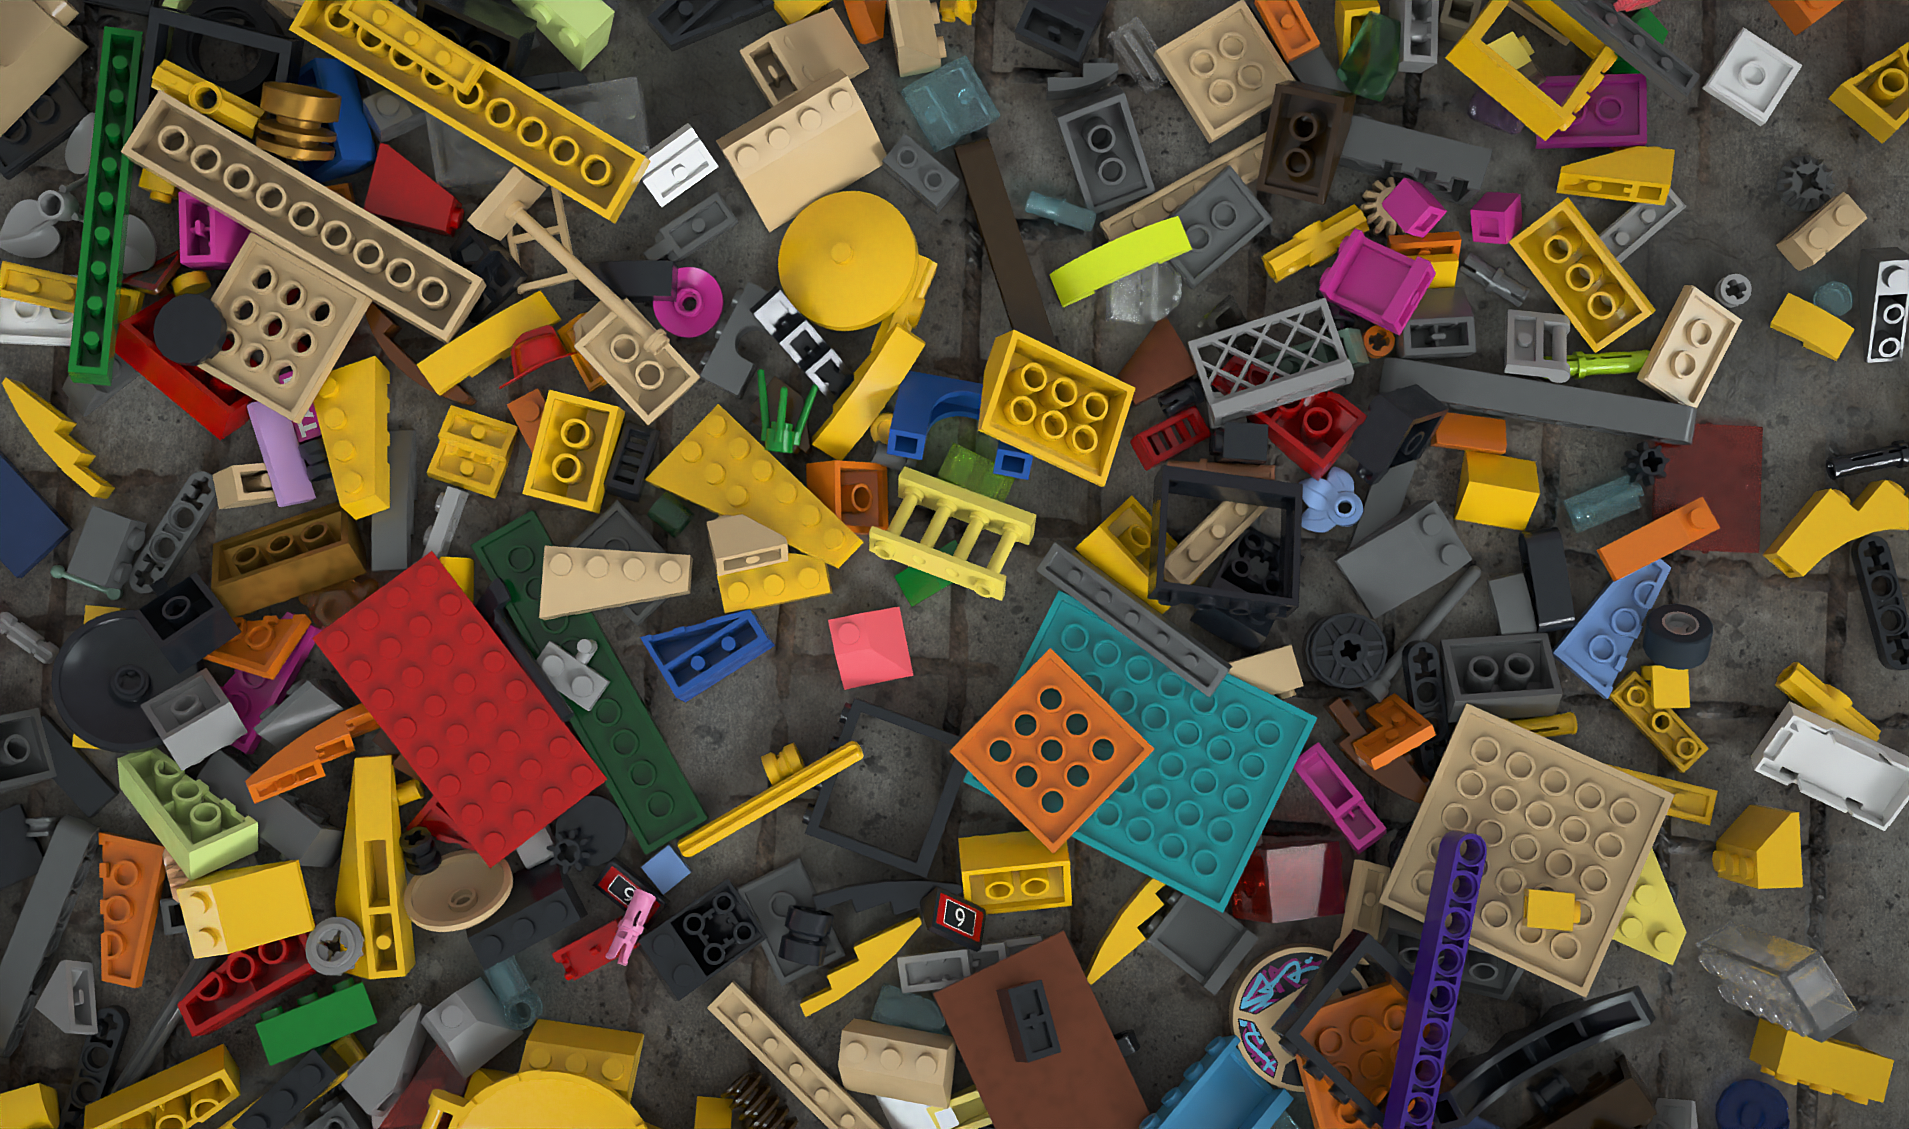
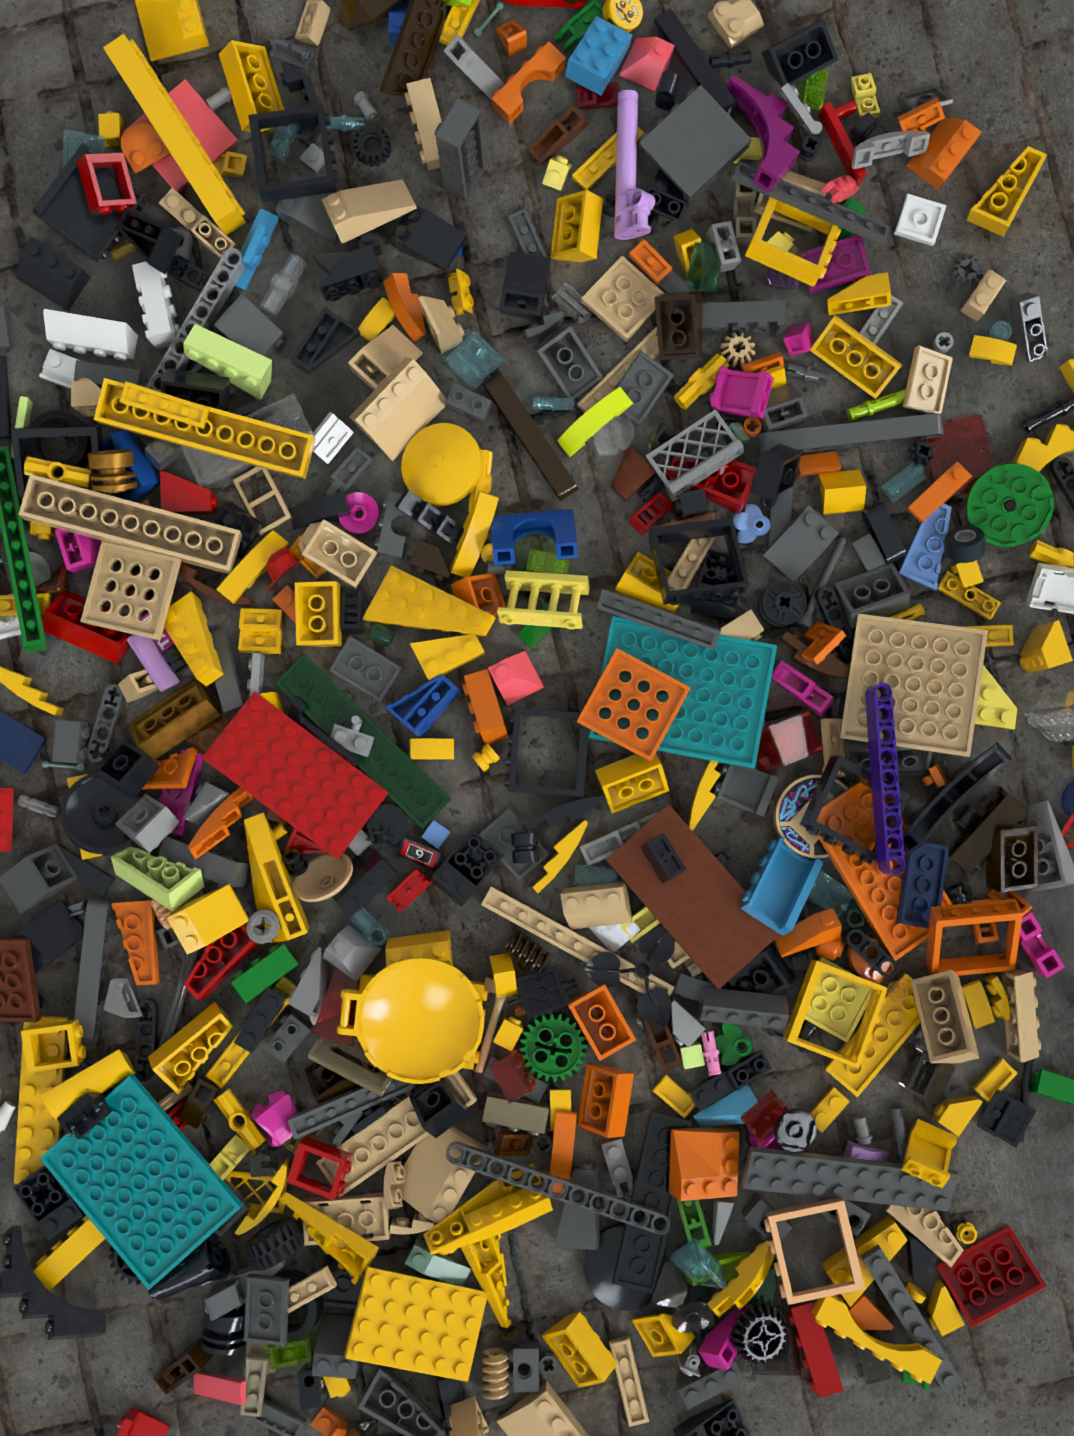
camera: 10 degrees left, 0 degrees up
(190, 329) = (83, 605): black tile -> none
(191, 283) = (75, 581): yellow tile -> none
(508, 206) = (242, 486): tan tile -> none
(603, 579) = (357, 679): tan wedge -> none
(631, 926) = (425, 869): bright pink pin -> none
(699, 726) = (431, 748): none -> yellow slope
(744, 544) = (429, 637): tan slope -> none
(770, 799) = (483, 777): yellow axle -> none
(780, 435) = (432, 572): green plant -> none
(805, 682) = (485, 707): none -> orange wedge
(954, 918) = (605, 814): slope -> none
(1053, 406) = (580, 512): yellow slope -> none
(1413, 207) = (750, 345): dark pink panel -> none
(1520, 1007) = (936, 775): none -> orange tile
(1525, 344) = (835, 406): light grey plate -> none
(1550, 909) = (936, 713): yellow brick -> none
(1776, 554) = (1032, 504): none -> green plate

